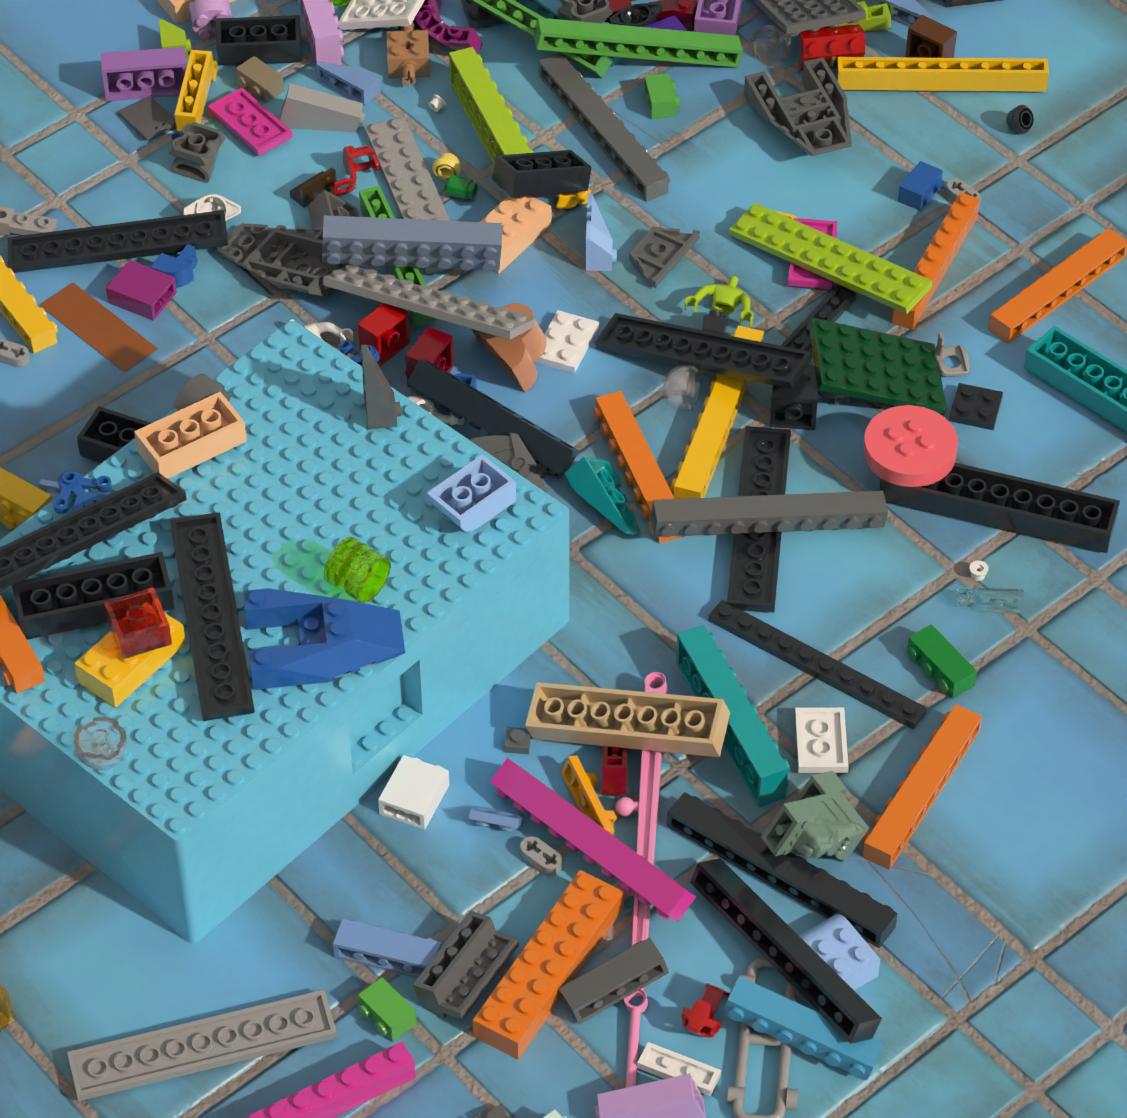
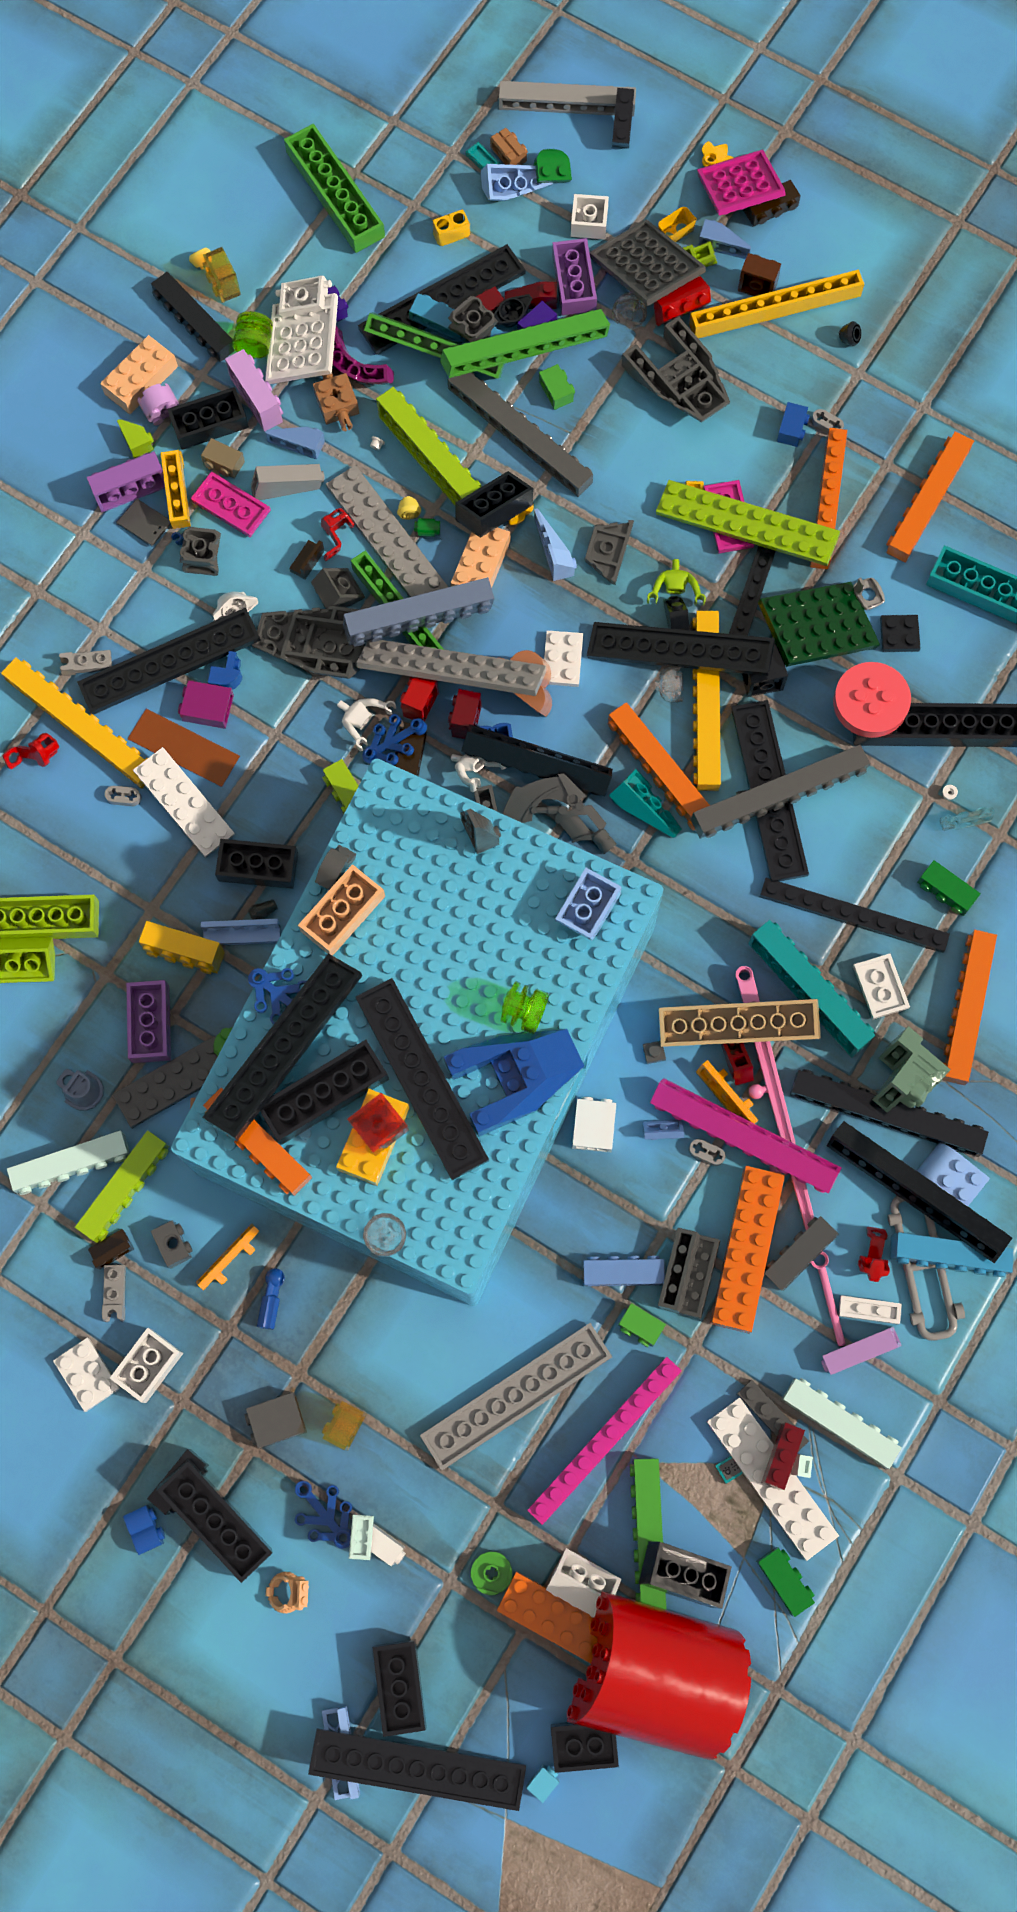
camera: 15 degrees left, 25 degrees up
(72, 366) = (183, 802): none -> white plate

